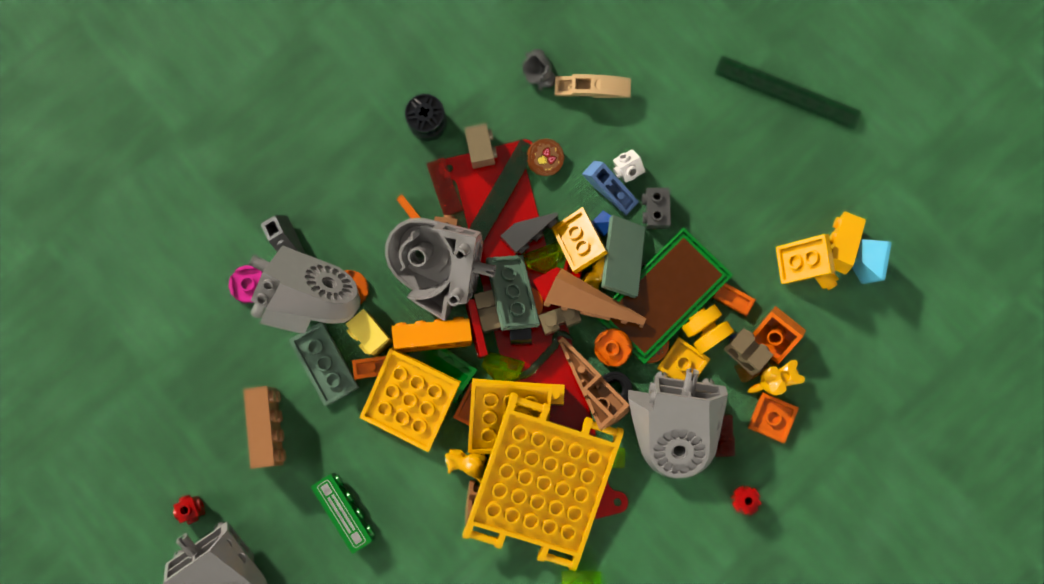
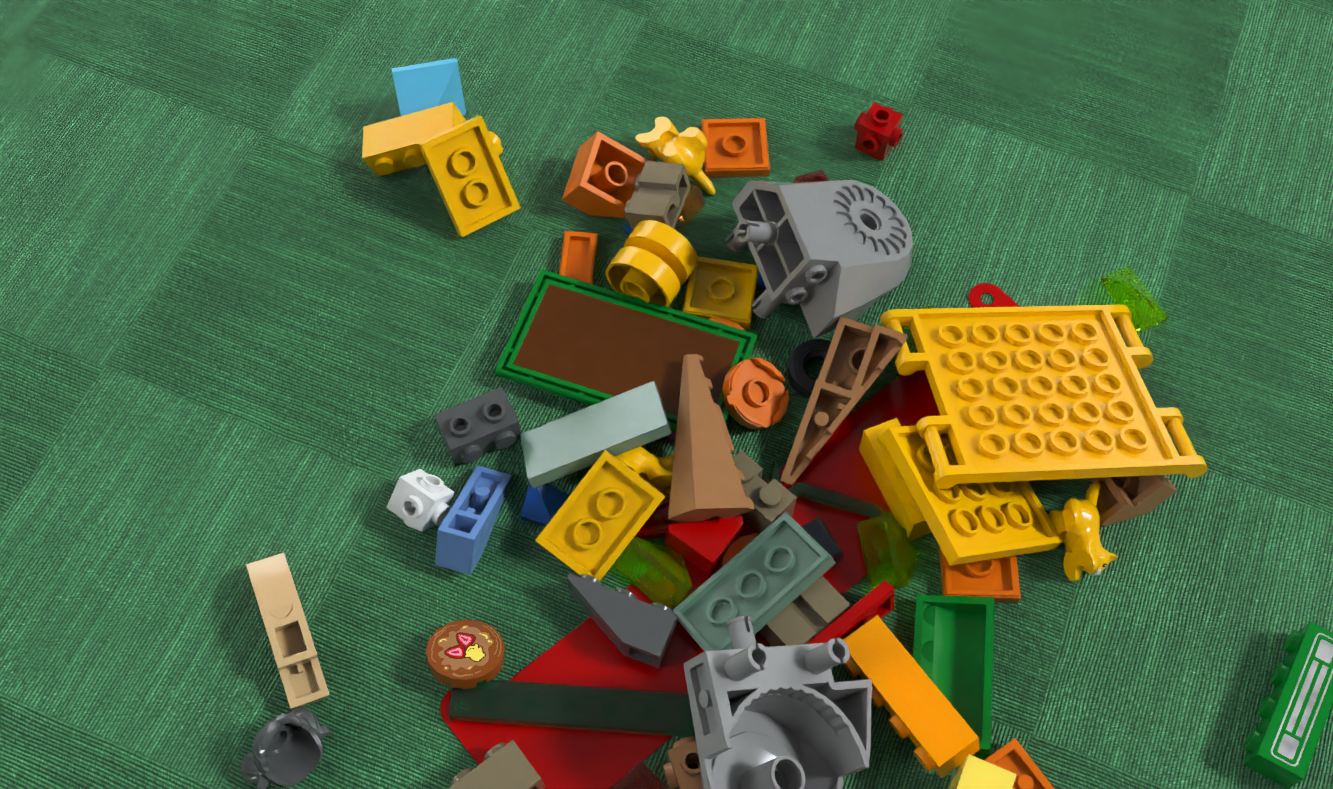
camera: 125 degrees left, 20 degrees down
(410, 399) = (1041, 678): yellow plate -> none
(787, 92) = (176, 325): clear green tile -> none

